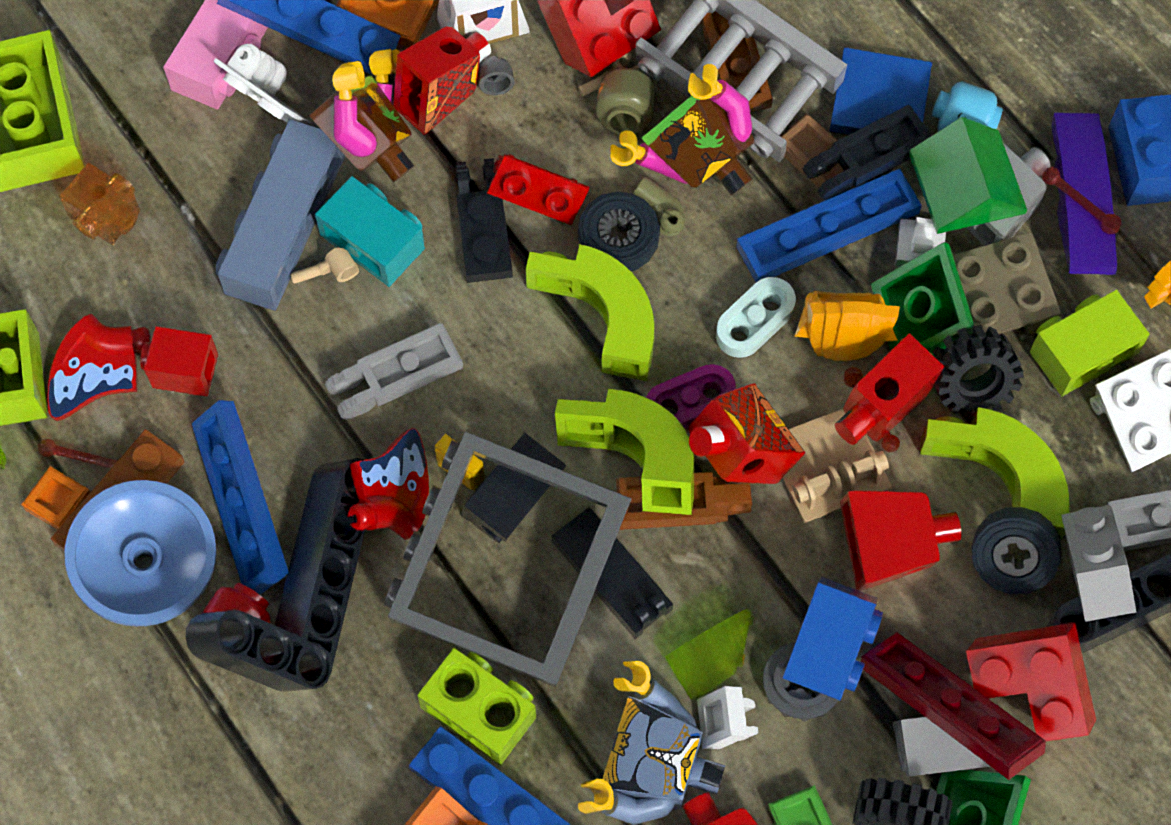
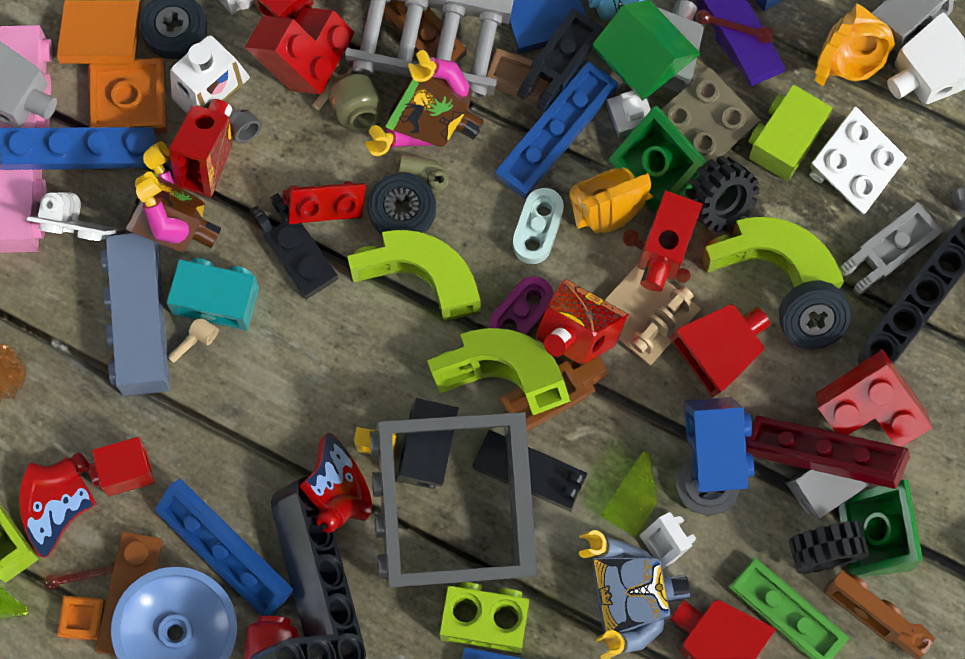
camera: 25 degrees left, 5 degrees up
(396, 370) = (291, 393): light grey hinge -> none
(1098, 563) = (880, 298): light grey brick -> none

